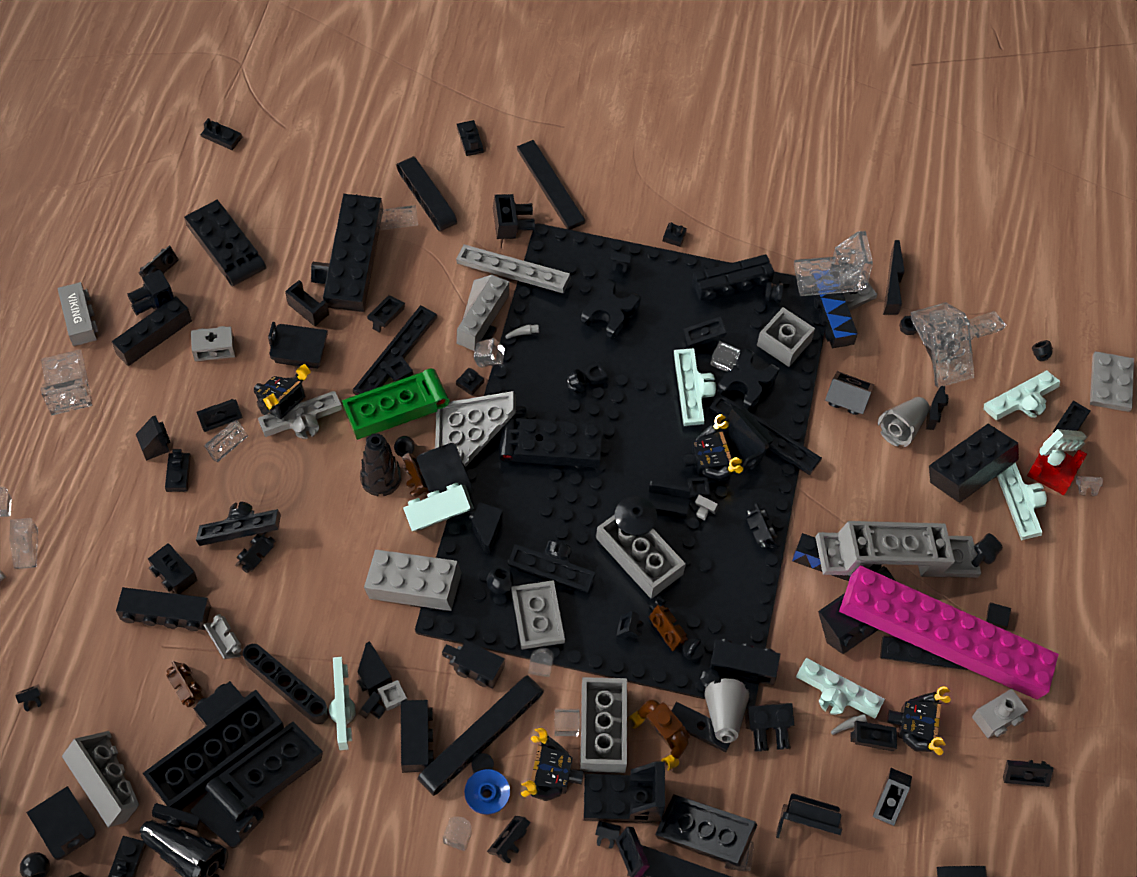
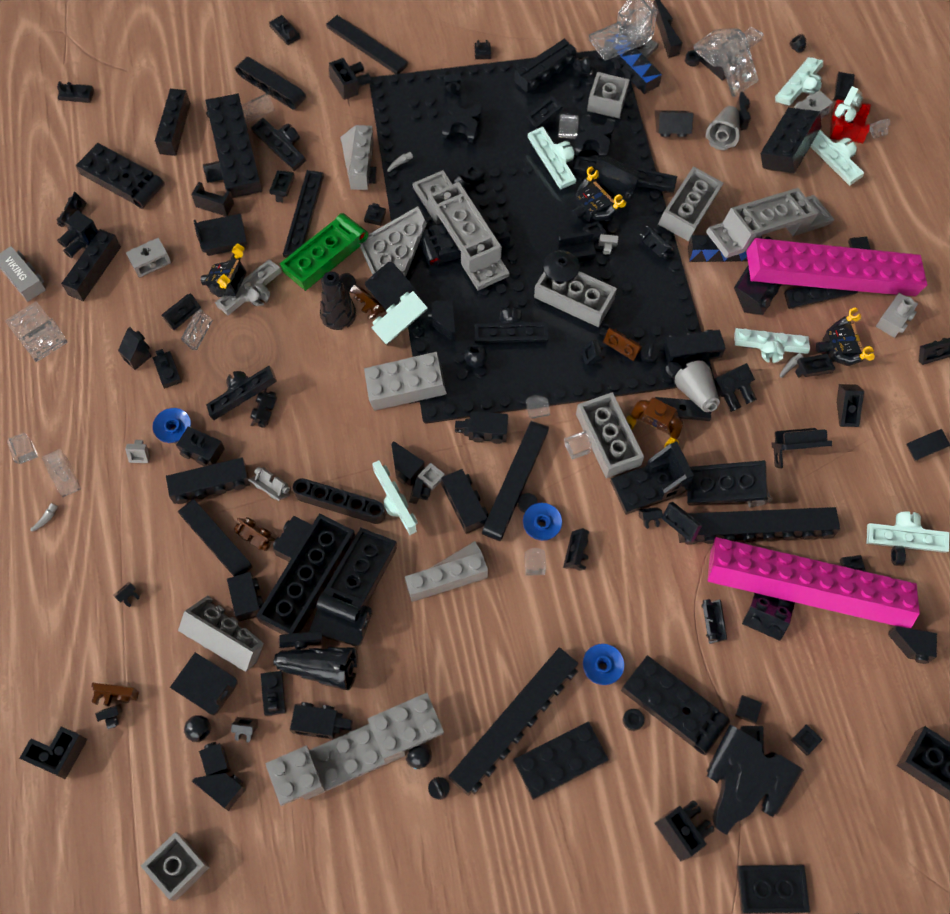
camera: 20 degrees left, 5 degrees up
(107, 550) = (137, 452): none -> light grey tile
(142, 674) = (214, 538): none -> black beam
(143, 746) = (244, 596): none -> black brick
(152, 527) = (166, 420): none -> blue dish
(304, 203) = (172, 122): none -> black brick
(370, 809) = (453, 572): none -> light grey wedge
(399, 369) = (314, 224): black tile -> none
(406, 264) = (280, 142): none -> black plate
(488, 353) = (381, 186): clear piece -> none
(513, 268) = (369, 116): light grey plate -> none
(537, 614) = (517, 371): light grey plate -> none
(550, 770) = (584, 484): torso -> none
(552, 433) = (453, 207): none -> light grey bracket
(820, 495) = (690, 203): none -> light grey brick
(987, 550) = (830, 200): black piece -> none
(1025, 431) = (816, 102): none -> light grey brick
(1112, 381) = (858, 49): light grey plate -> none

